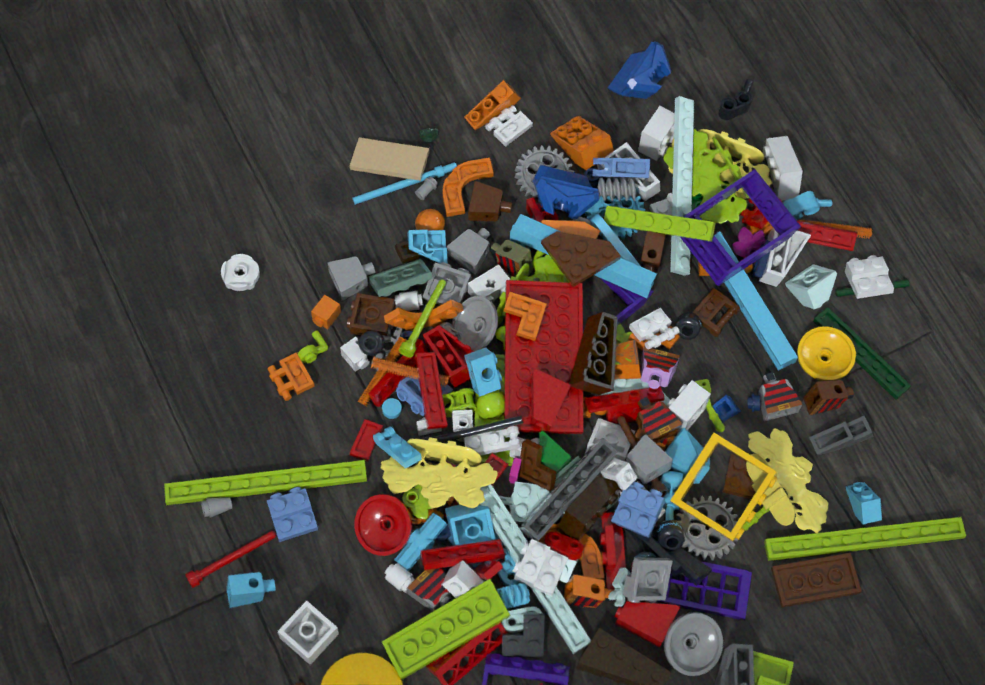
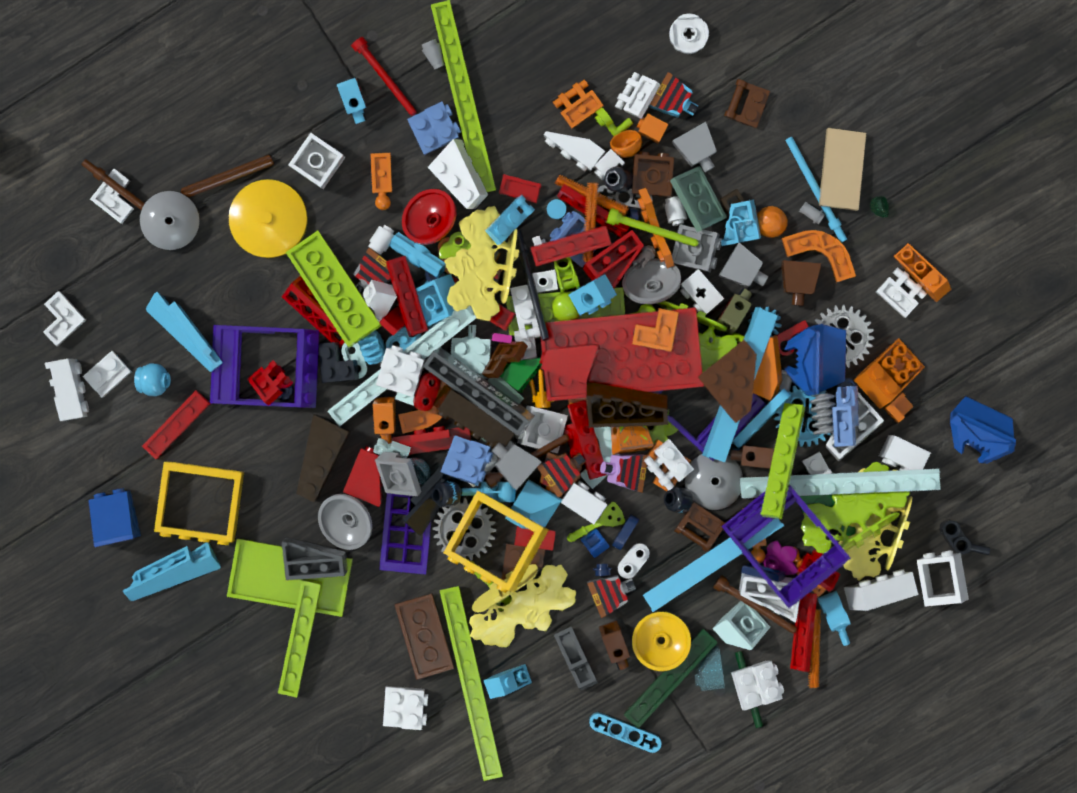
camera: 85 degrees right, 25 degrees up
(293, 315) = (641, 96): none -> white plate
(298, 291) = (673, 98): none -> torso
(317, 226) = (753, 105): none -> reddish brown plate
(336, 334) = (626, 143): none -> orange piece
(336, 571) = (381, 179): none -> orange plate
(337, 377) = (580, 149): none -> white slope
(344, 490) = (457, 173): none -> white wedge
(580, 440) = (541, 397): none -> light orange plant
(617, 139) = (898, 407): none -> orange panel
(620, 472) = (496, 438): white bracket -> none
(673, 305) = (709, 495): none -> light grey dish
(717, 378) = (625, 532): none -> dark blue beam
(718, 465) = (523, 537): none -> red tile
(744, 375) = (633, 561): none -> white plate
(772, 299) = (723, 585): none -> reddish brown piece
(791, 115) = (957, 574): none -> white window
(856, 315) = (710, 672): none -> clear light blue slope
(890, 607) = (405, 707): none -> white plate
(912, 399) = (624, 734): none -> medium azure beam

